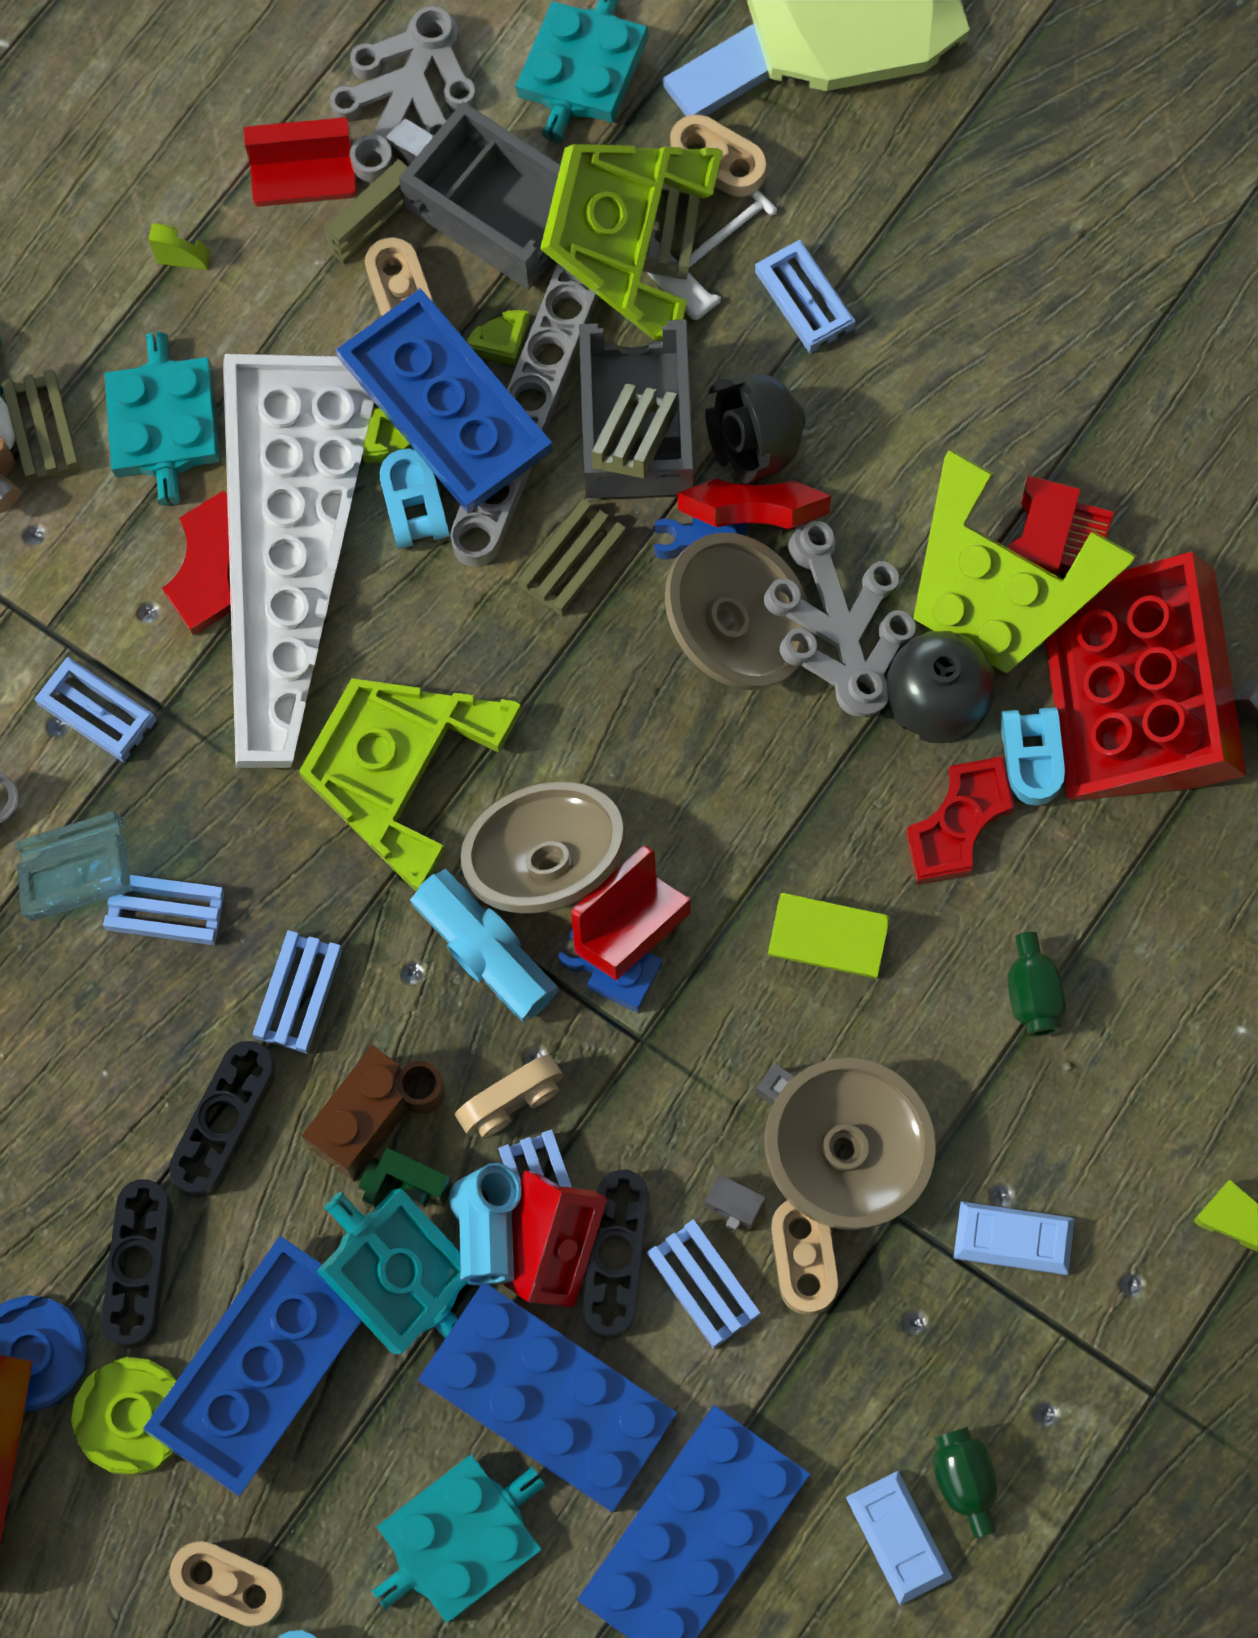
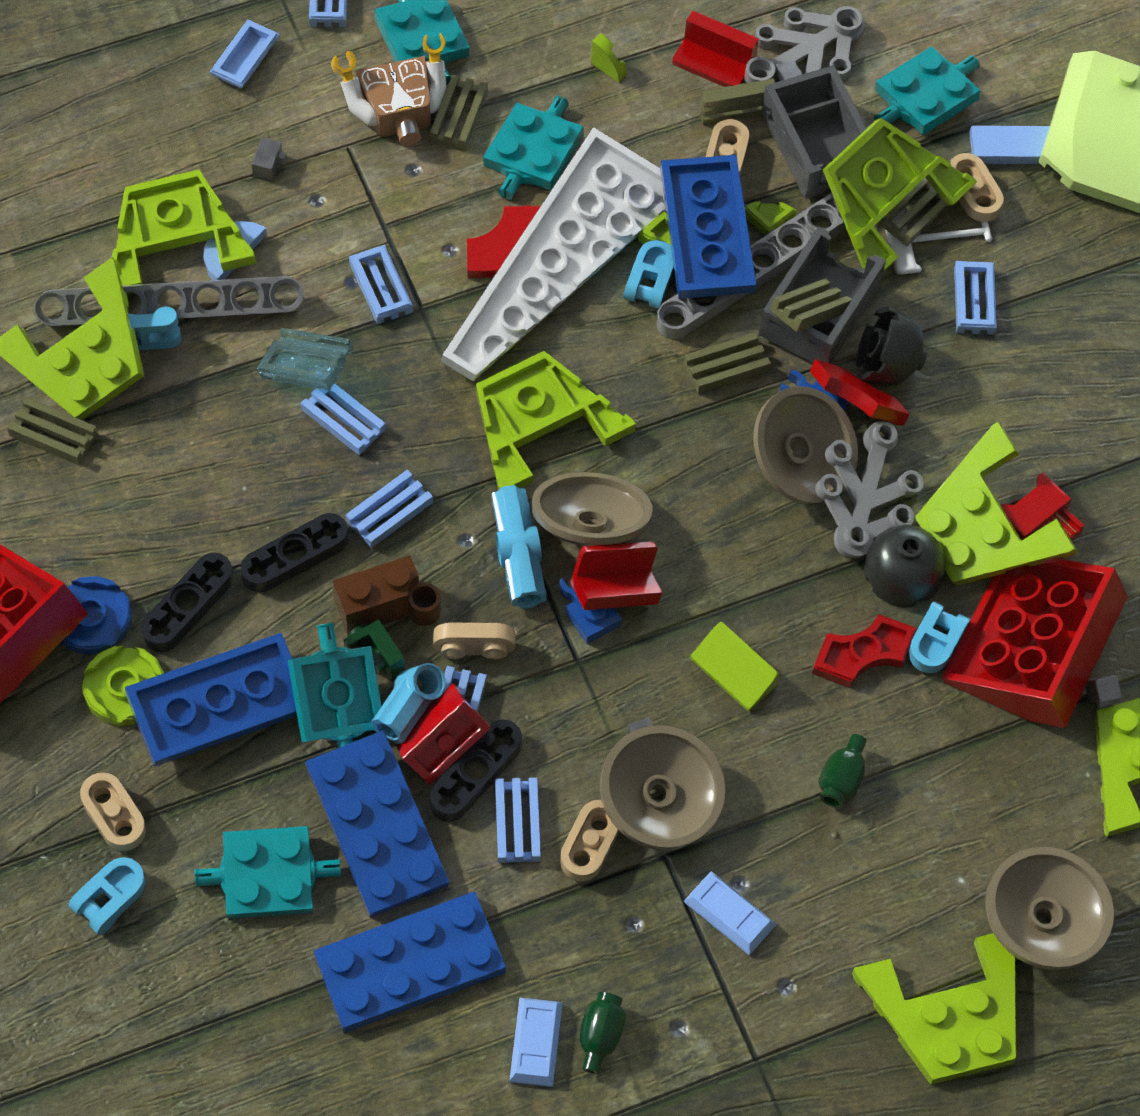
camera: 25 degrees right, 10 degrees down
(734, 1202) = (569, 785): flat silver piece -> none

